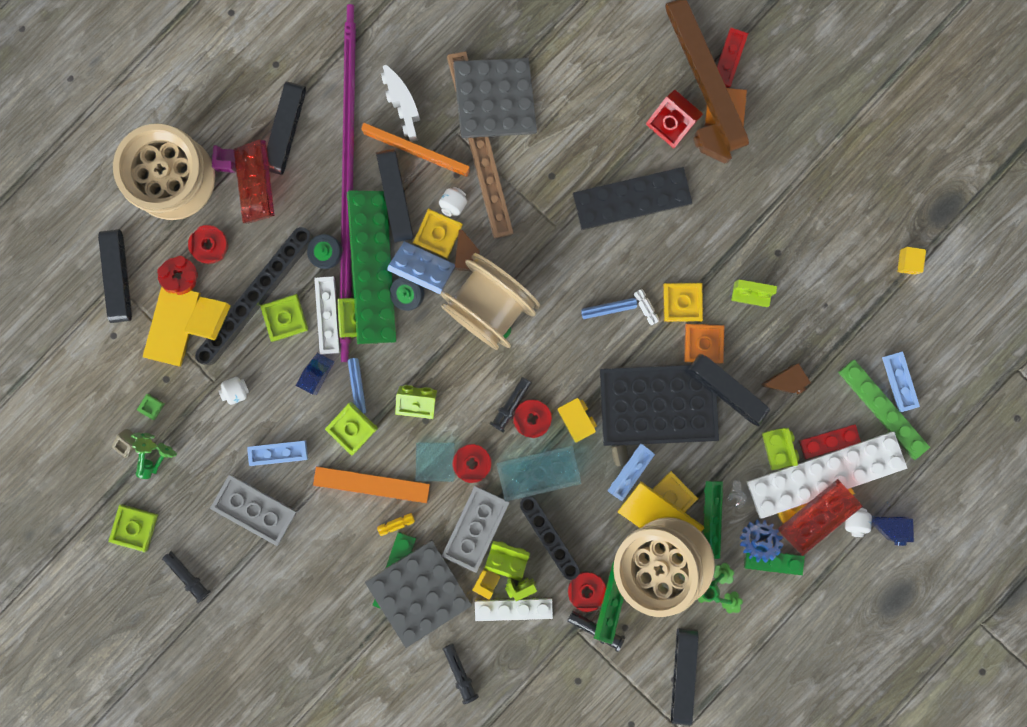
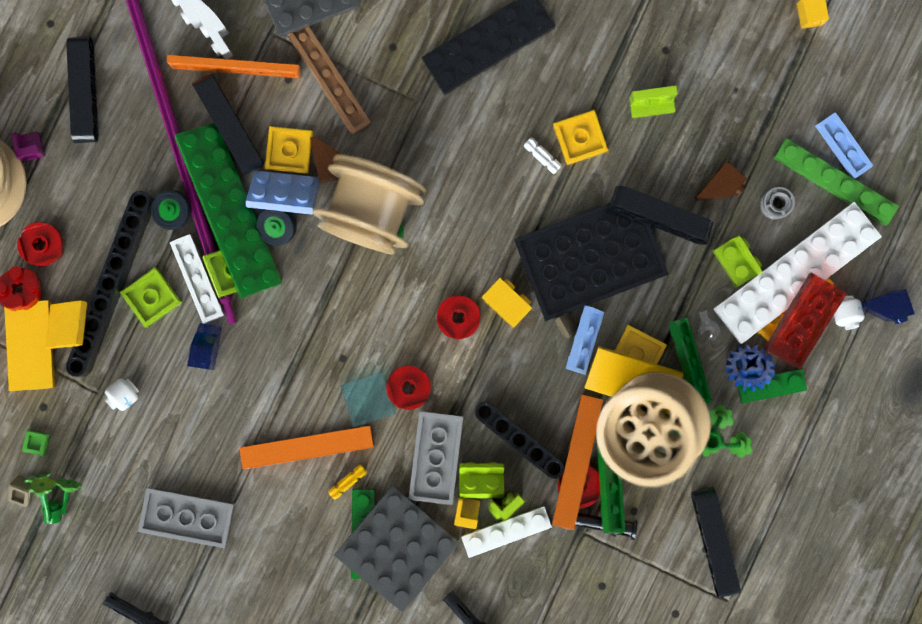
camera: 20 degrees left, 0 degrees up
(133, 528) = (60, 581): lime tile -> none
(254, 181) = (68, 159): clear red plate -> none
(277, 453) = (192, 447): light blue plate -> none
(351, 428) = (264, 393): lime tile -> none
(356, 383) = (255, 345): medium blue axle -> none
(416, 401) = (325, 341): lime bracket -> none
(453, 201) = (294, 109): white head -> none
(524, 384) = (436, 283): black pin -> none
(538, 473) = (484, 373): clear light blue brick -> none
(591, 572) = (577, 462): none -> orange tile
(609, 308) = (502, 170): medium blue axle -> none
(704, 340) = (617, 170): orange tile -> none
(829, 441) = (788, 235): red plate -> none
(837, 411) = (787, 203): none -> light grey wheel

